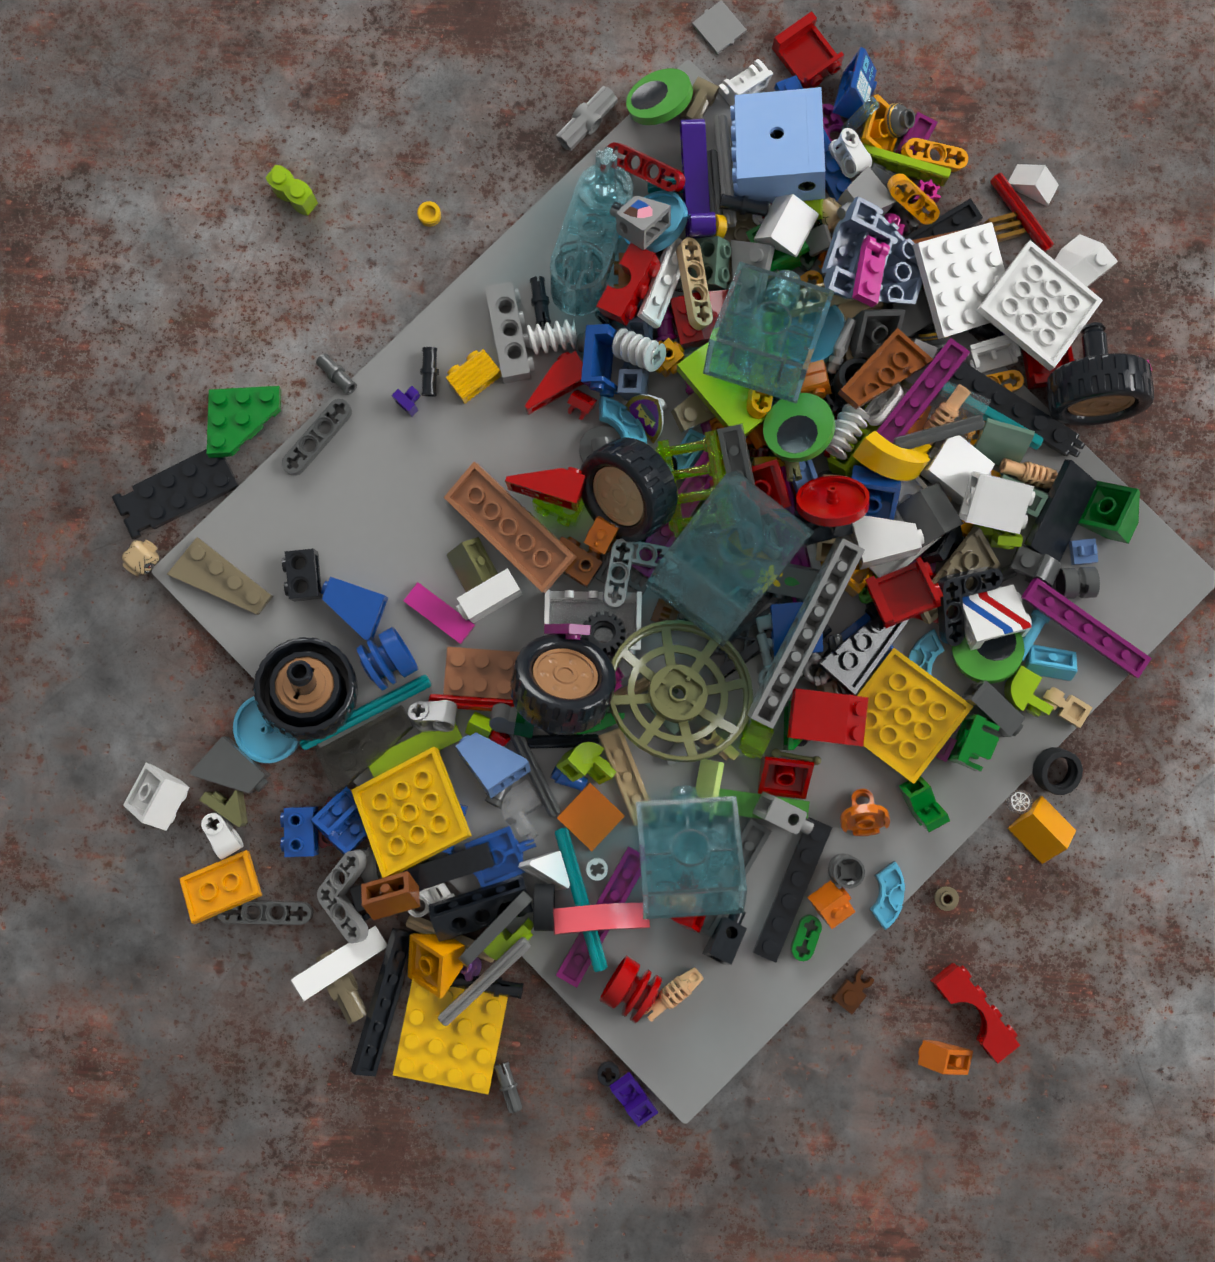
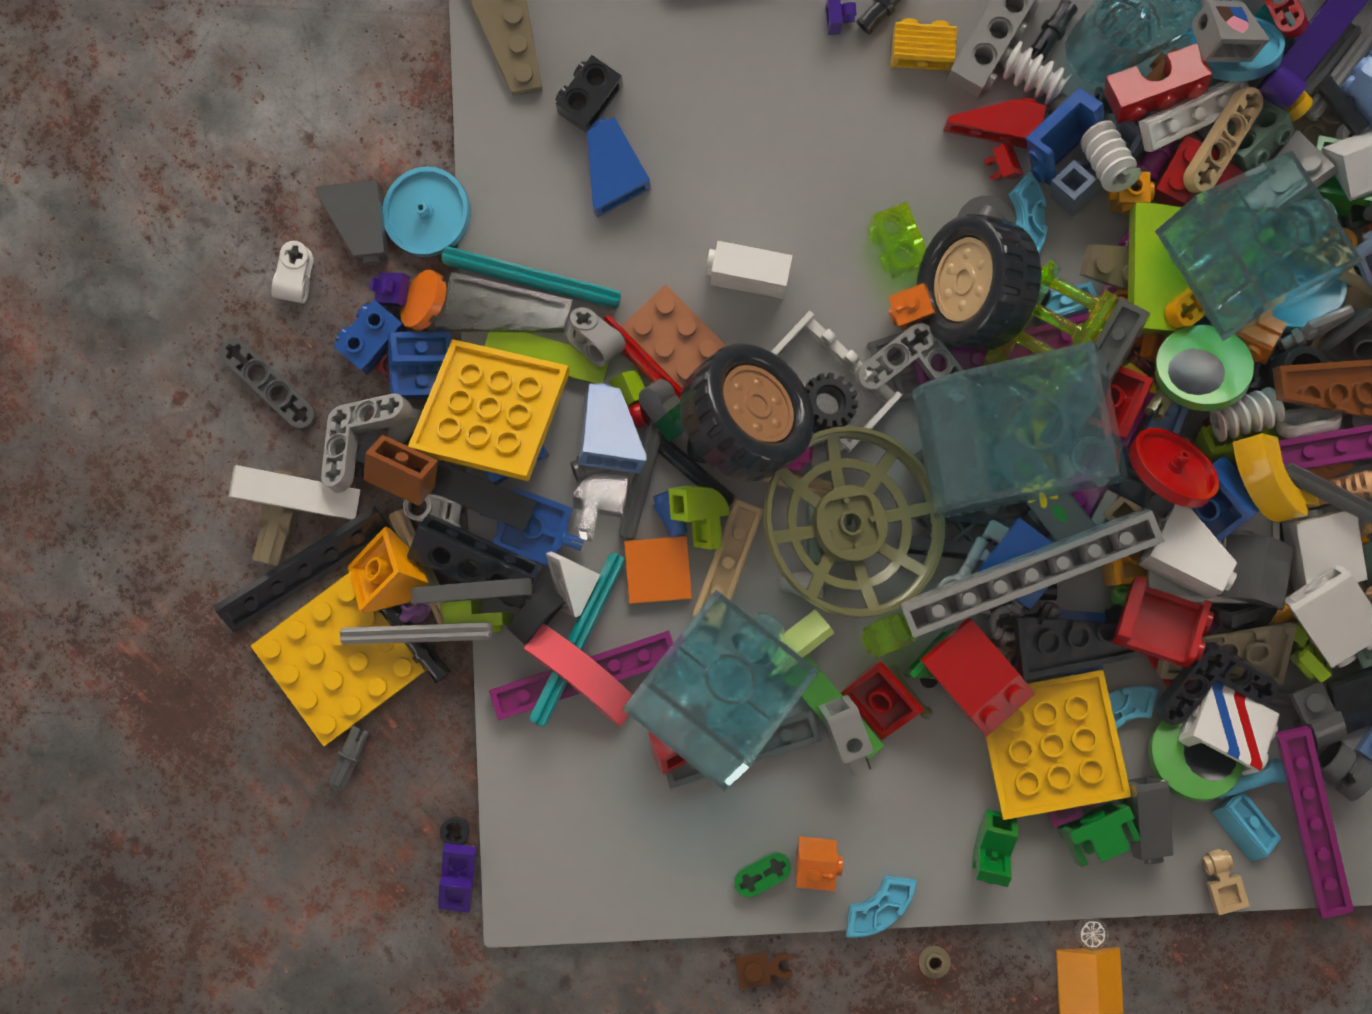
camera: 45 degrees right, 0 degrees up
(156, 797) = (264, 184): white slope -> none
(220, 887) = (248, 322): light orange tile -> none
(233, 810) = (324, 259): olive slope -> none
(287, 792) = (390, 288): none -> dark purple tile
(305, 689) = (495, 203): black wheel -> none
(313, 782) = (423, 300): none -> orange tile
(387, 658) = (598, 242): blue wheel -> none
(439, 613) = (686, 245): dark pink tile -> none
(471, 563) = (760, 222): olive panel -> none
(510, 527) = (829, 220): nougat plate -> none
(553, 486) = (906, 213): red slope -> none
(572, 631) = (801, 369): magenta plate -> none
(584, 566) = (862, 310): dark orange brick -> none
(599, 876) = (623, 616): white bush -> none
(606, 722) = (754, 492): green slope -> none
(631, 989) = (549, 768): red wheel -> none
(649, 412) = (1066, 226): shield -> none
(663, 612) = (907, 434): reddish brown tile -> none
(675, 992) = (587, 811): light nougat hinge -> none
(719, 945) = (672, 806): black torso -> none
(730, 752) = (844, 625): tan plate -> none
(791, 891) = (789, 817): black plate -> none
(846, 870) = (860, 844): dark grey wheel -> none
(864, 818) = (924, 809): orange tile -> none
(1020, 690) = (1192, 824): lime brick -> none
(1073, 775) = (1165, 958): black tyre -> none

